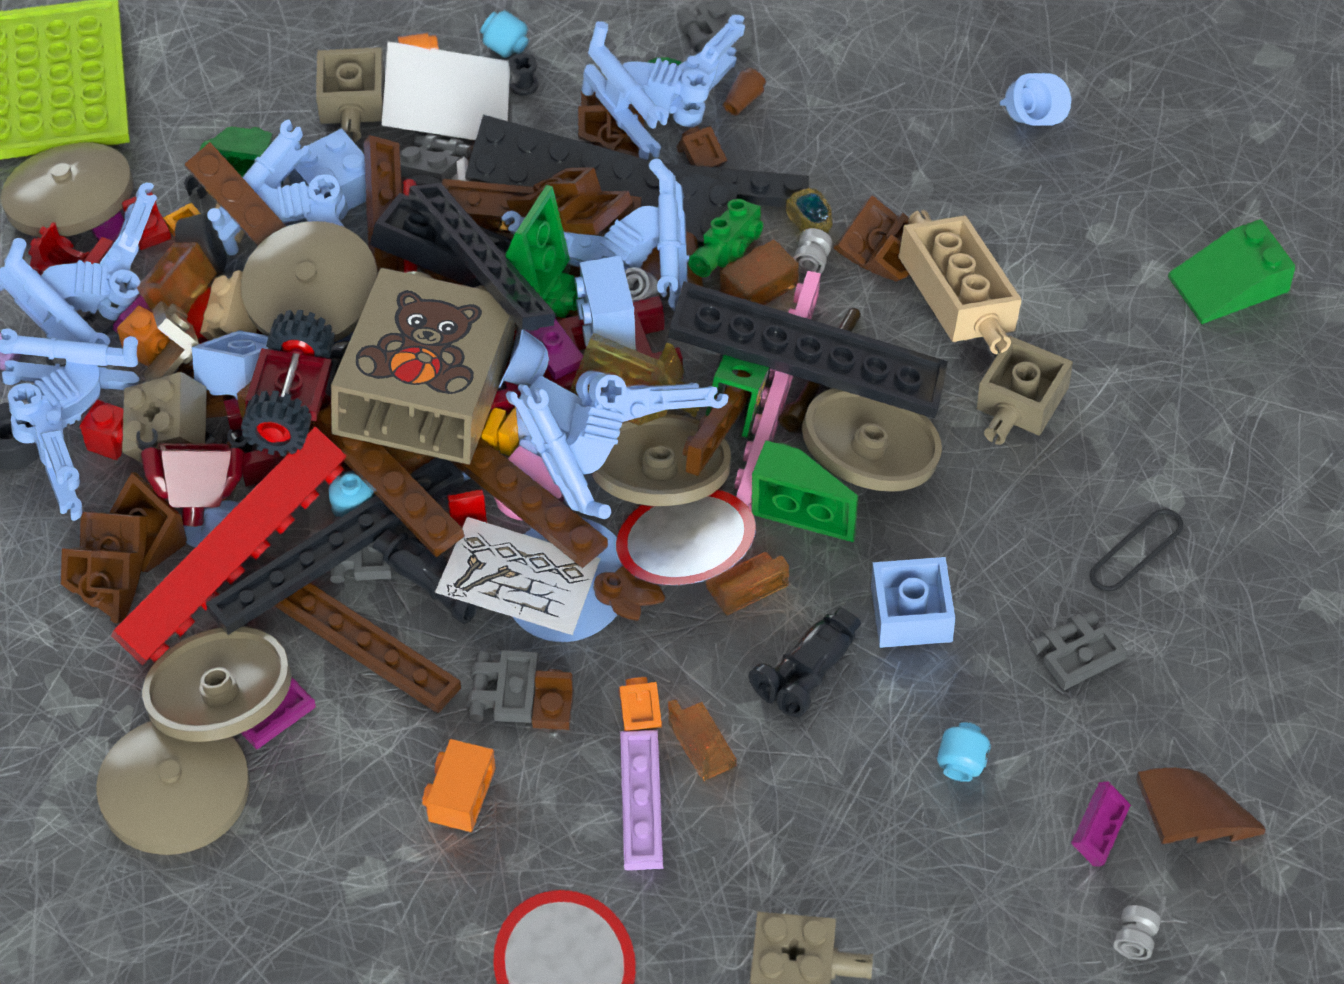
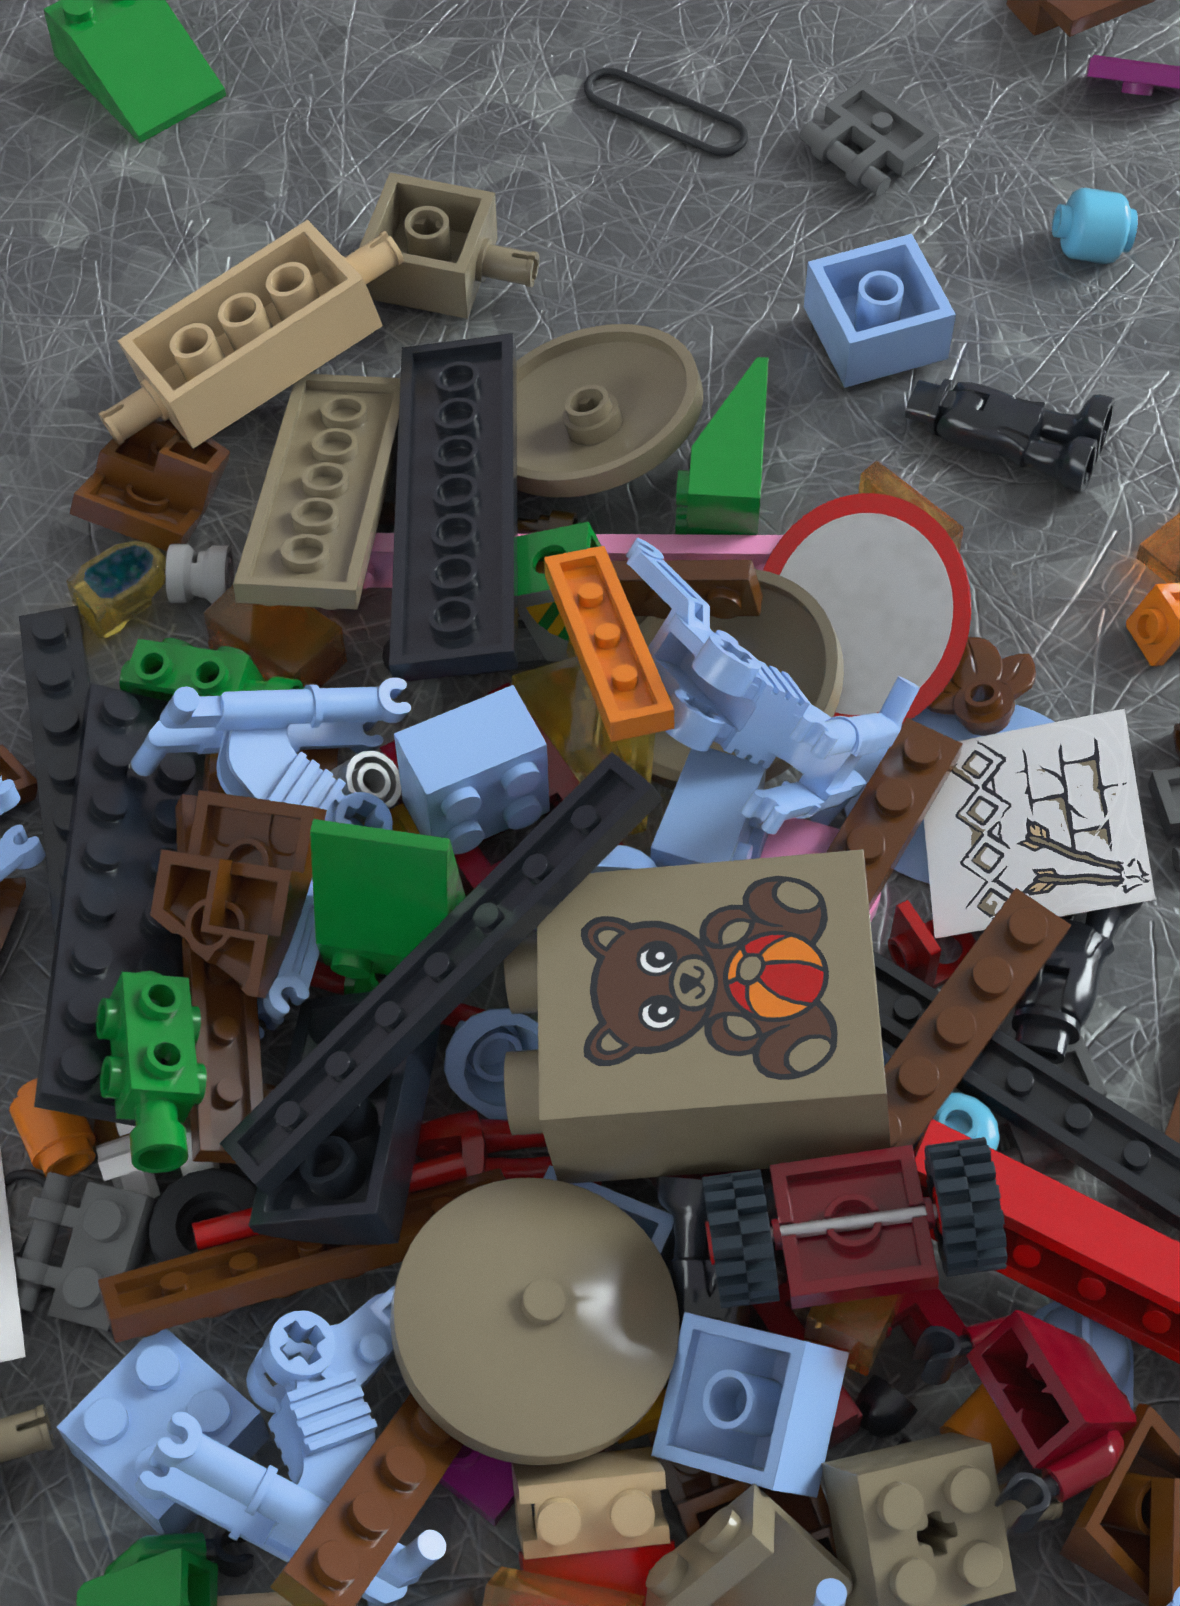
camera: 105 degrees left, 5 degrees up
(491, 162) = (149, 1022): none -> green brick
(654, 359) = (609, 644): none -> orange plate
(836, 295) = (322, 494): none -> dark tan plate

